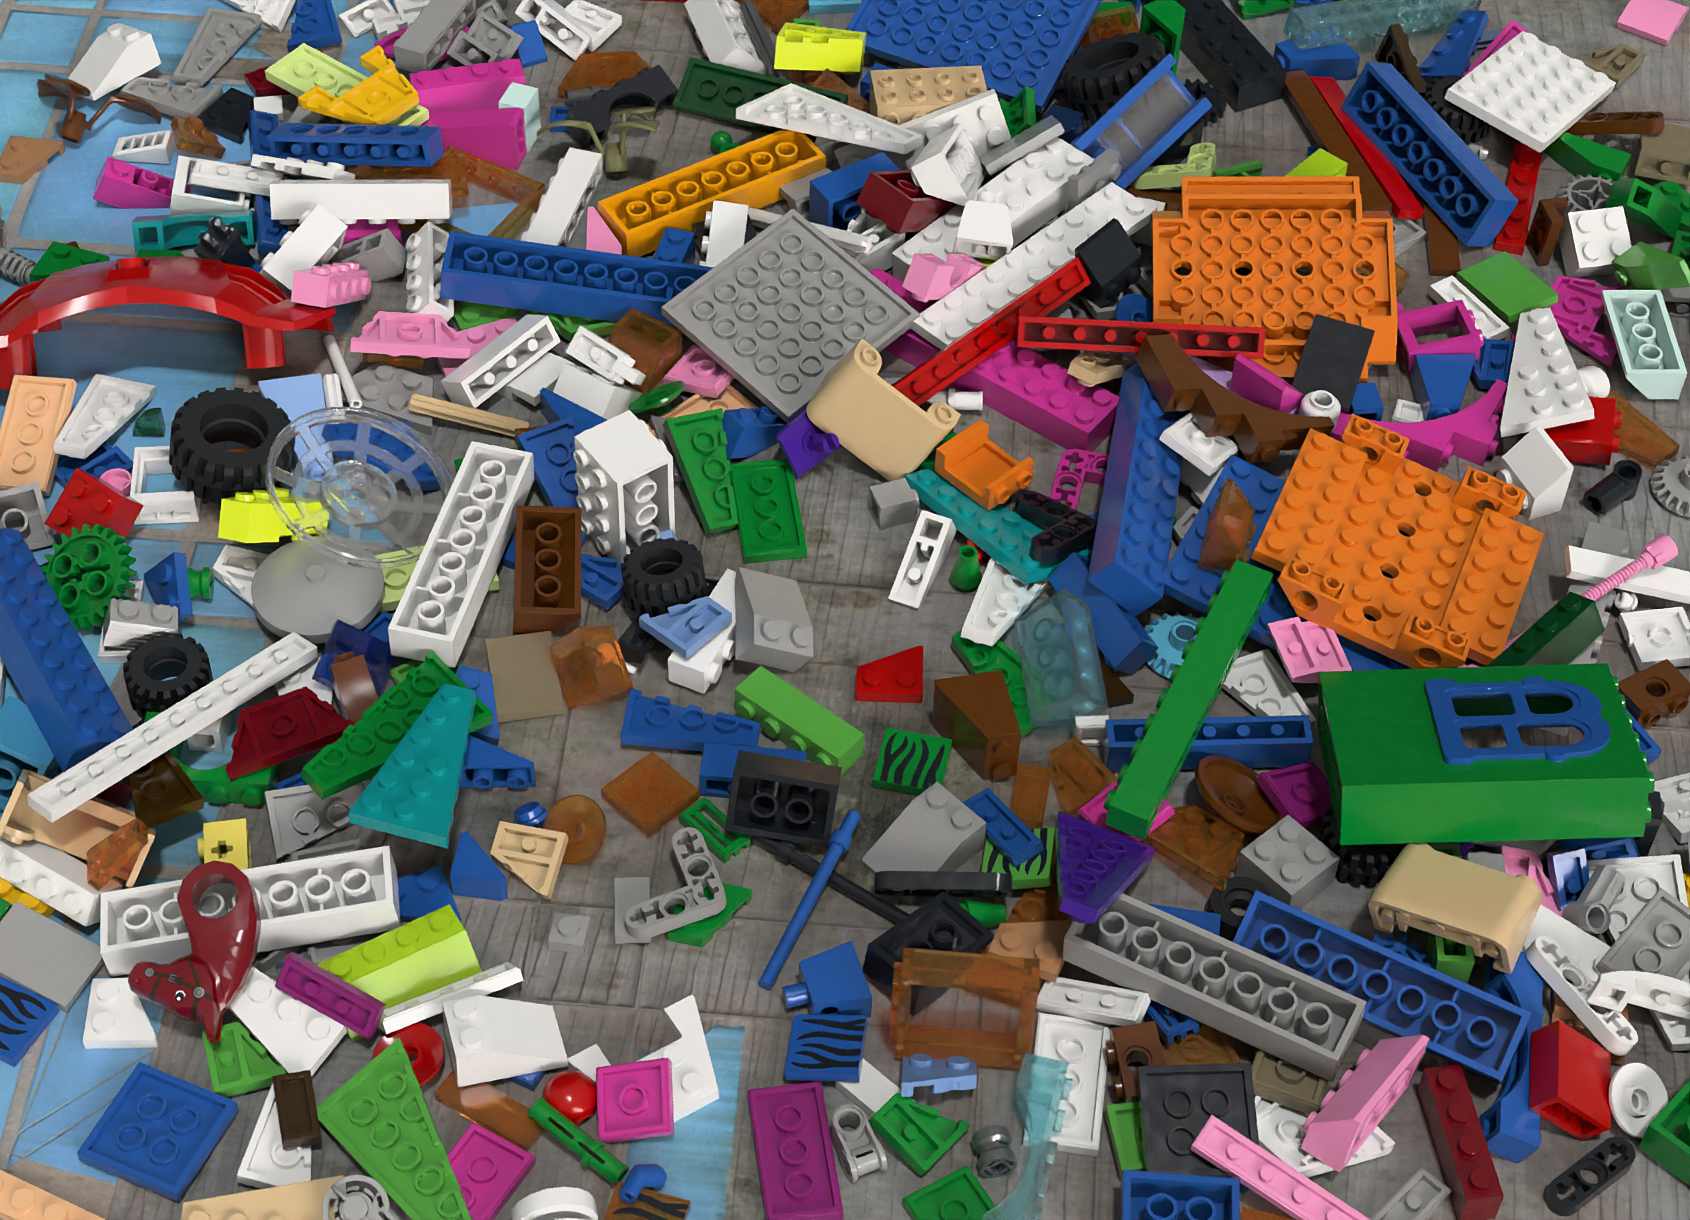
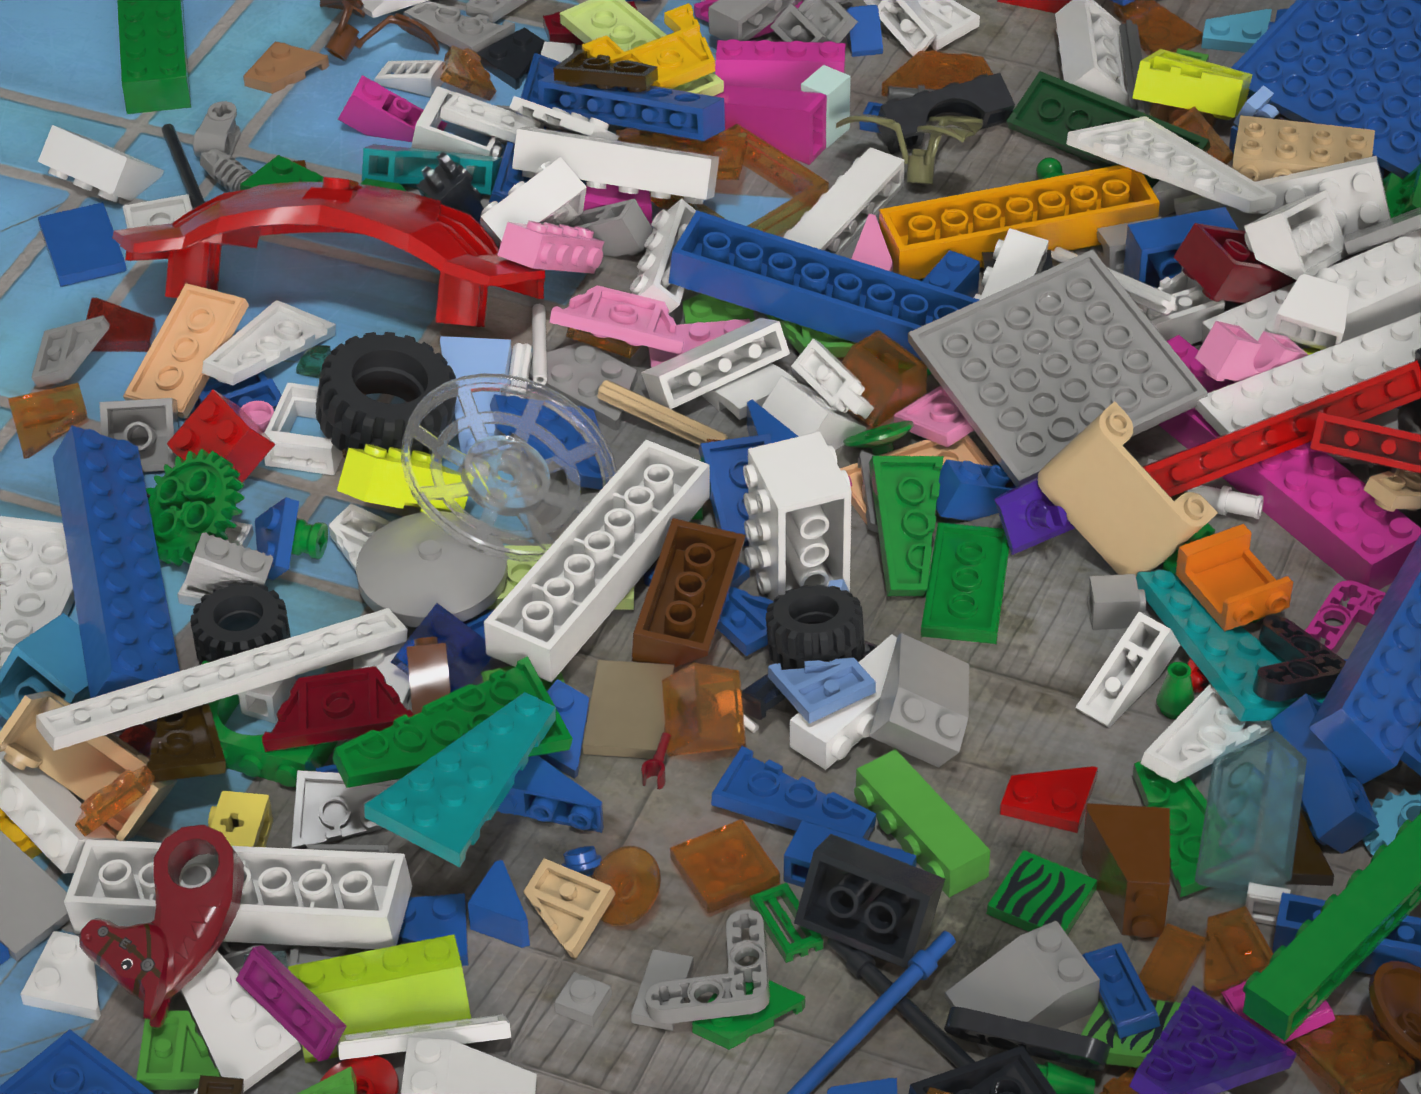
camera: 20 degrees right, 5 degrees down
(305, 121) = (580, 70): none -> dark brown wing
(564, 721) = (656, 766): none -> dark red hand
(880, 61) = (1258, 106): none -> light blue tile

